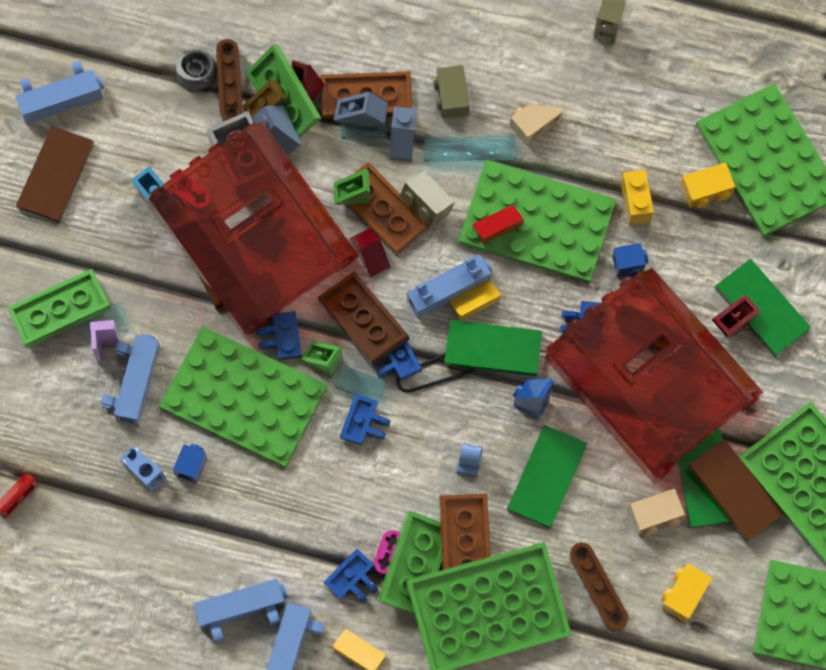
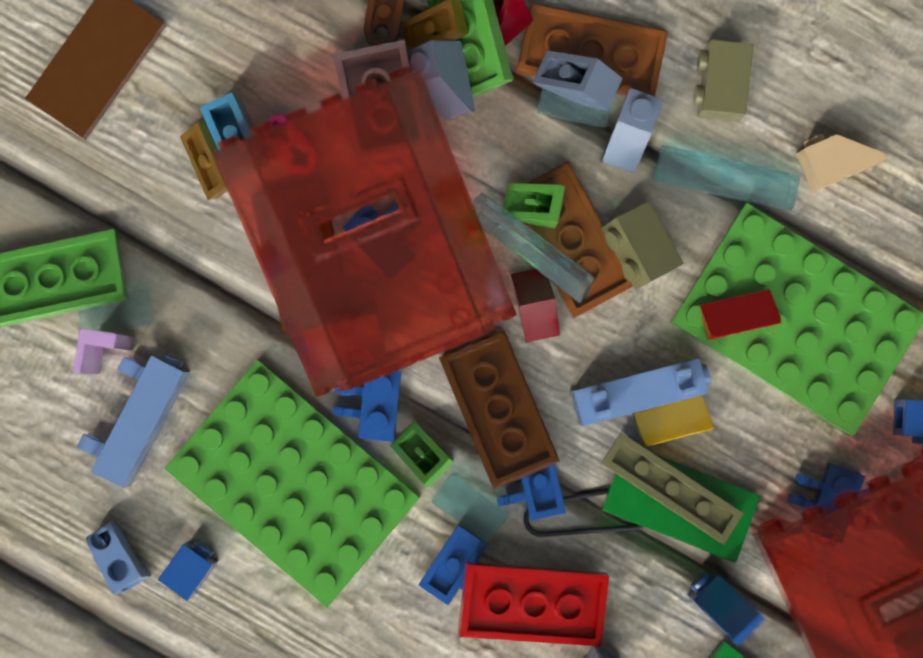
camera: 15 degrees right, 15 degrees up
(141, 213) = (199, 147): none -> pearl gold plate
(360, 215) = (532, 248): none -> clear light blue tile
(415, 428) = (533, 604): none -> red plate
(483, 336) = (671, 488): none -> olive plate

